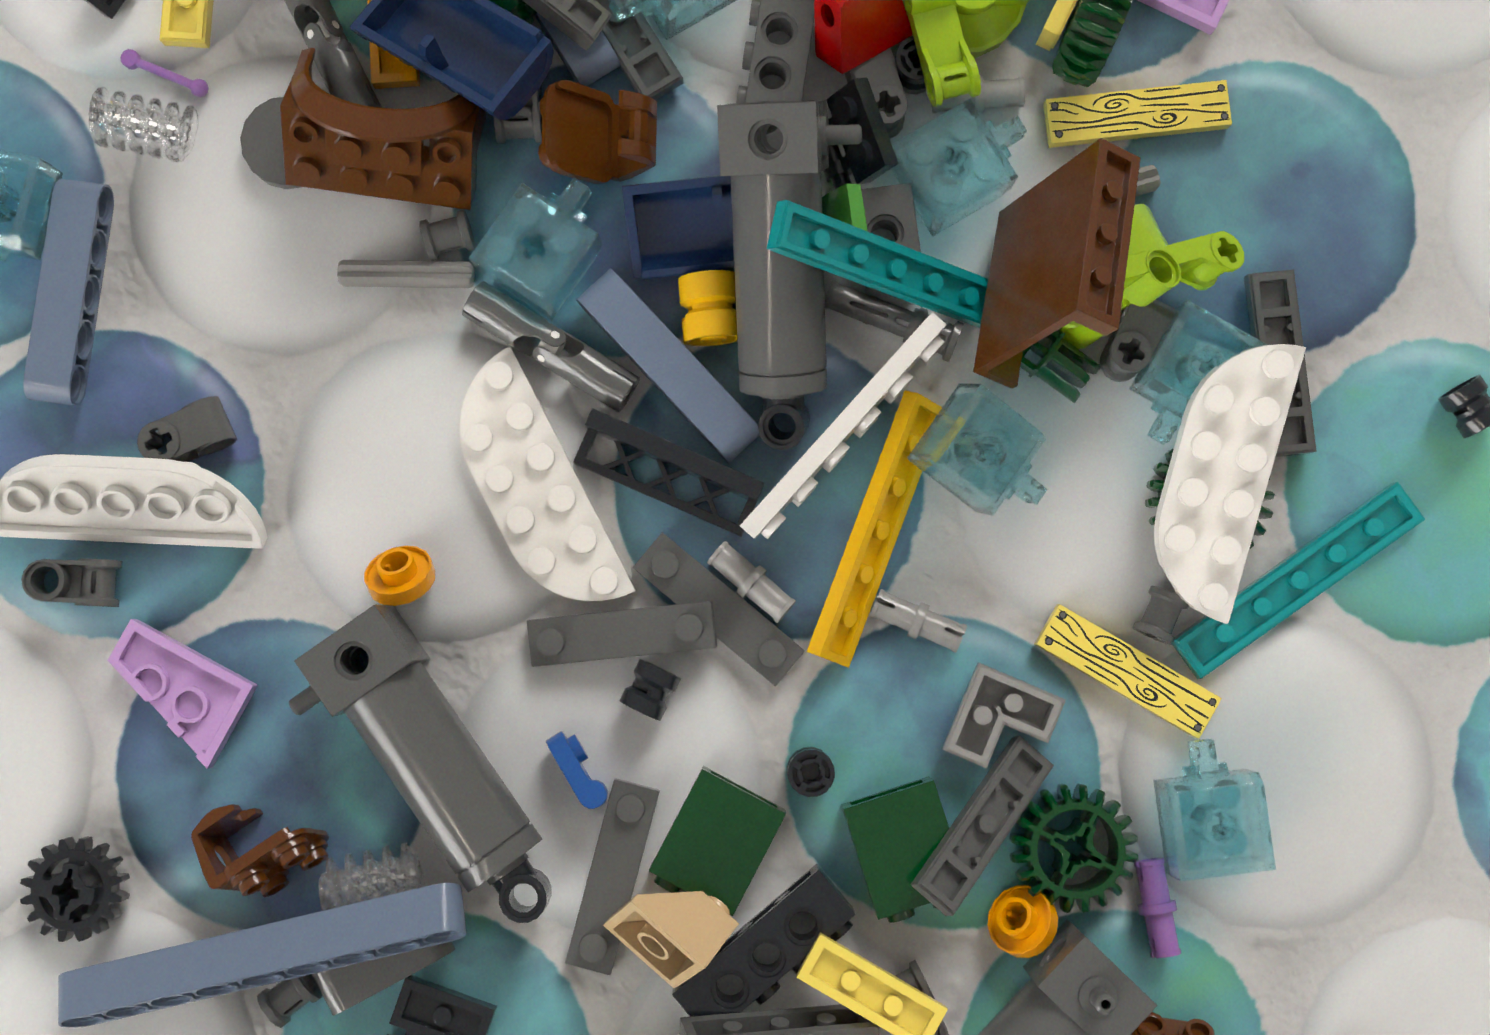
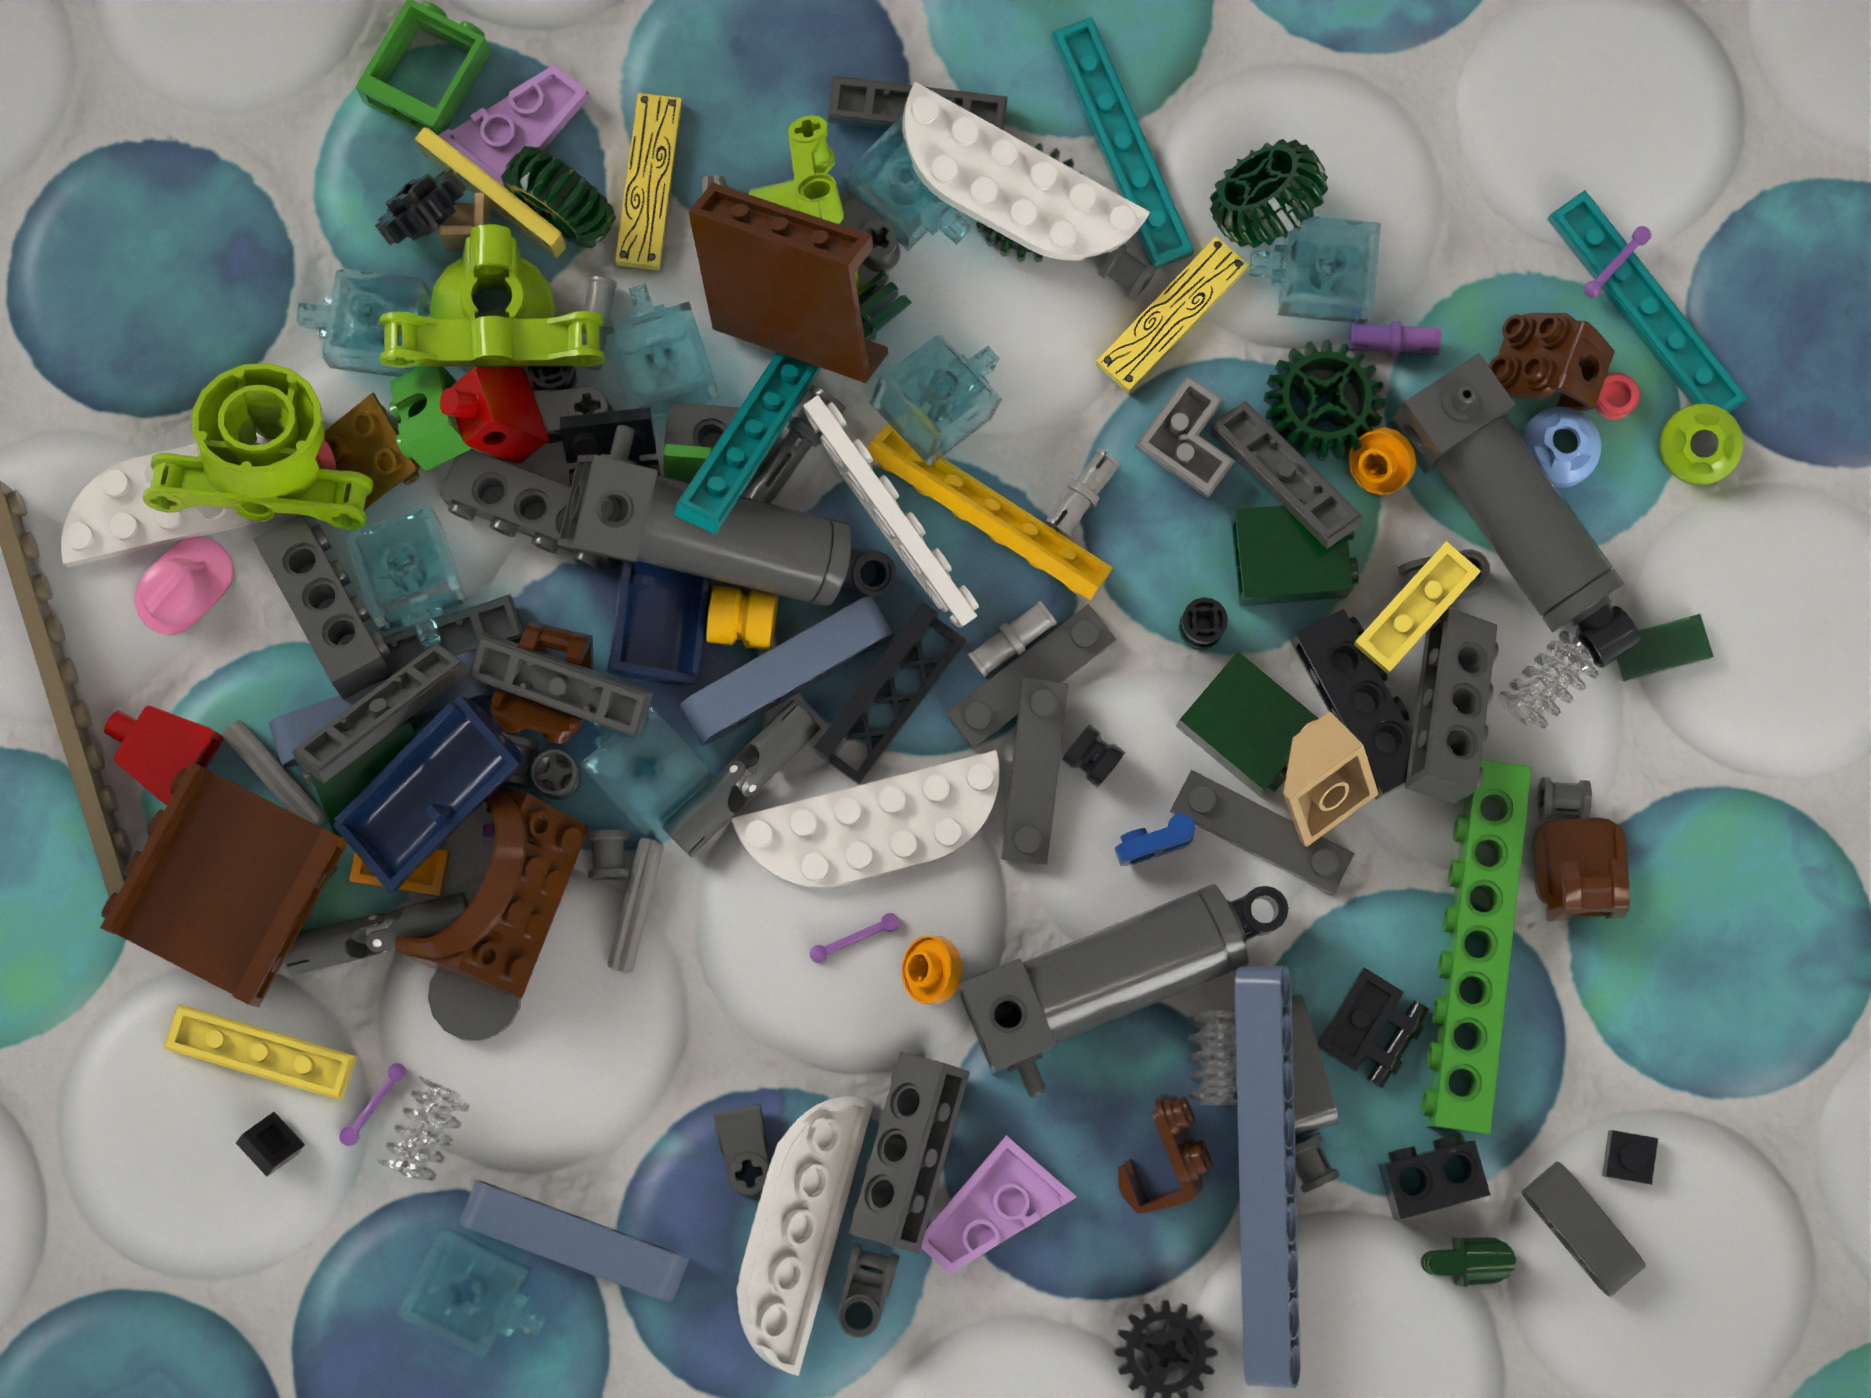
camera: 80 degrees left, 5 degrees down
(213, 593) = (909, 1152): none -> dark grey brick
(443, 523) = (888, 923): none -> medium lavender hinge
(510, 156) = (553, 767): none -> dark grey wheel
(593, 143) = (561, 685): none -> dark grey plate
(1279, 744) = (1268, 193): none -> dark green gear

